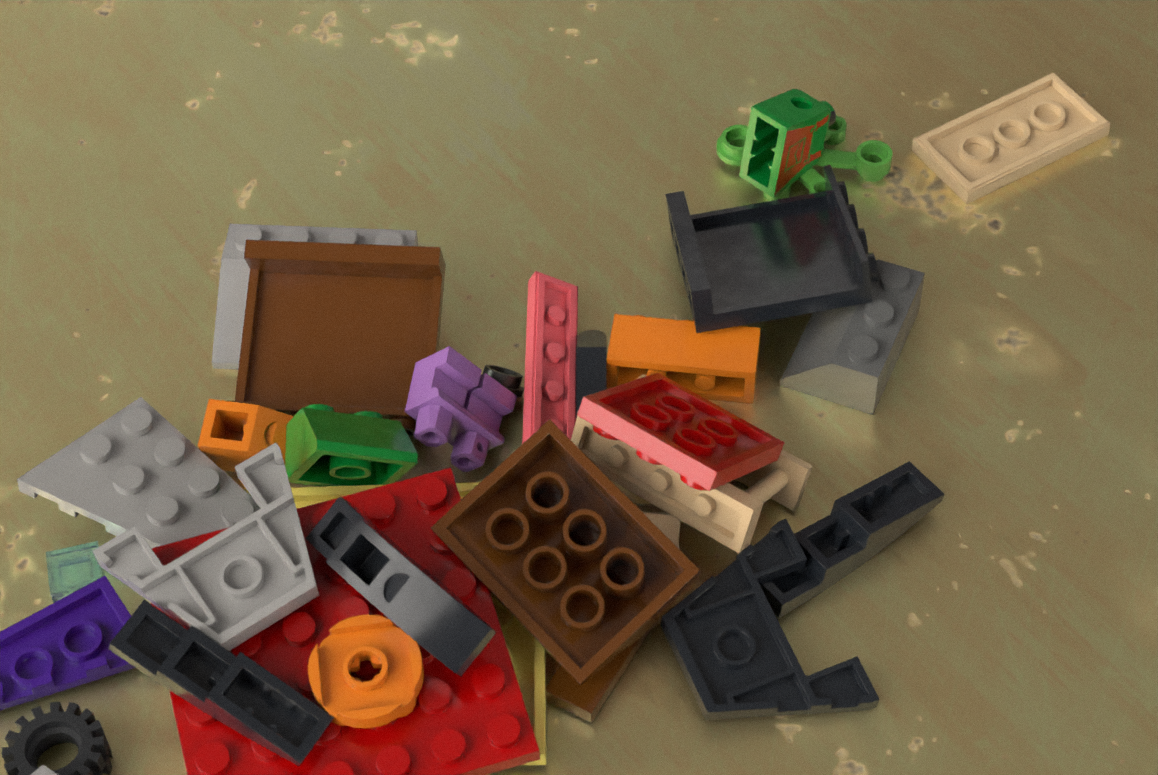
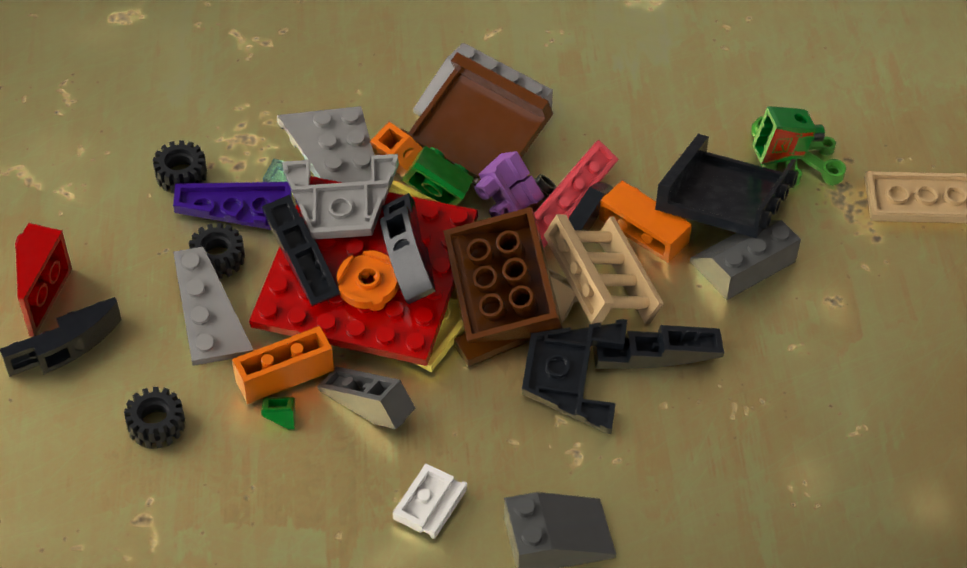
camera: 30 degrees right, 0 degrees up
(680, 431) = (600, 248): red plate -> none

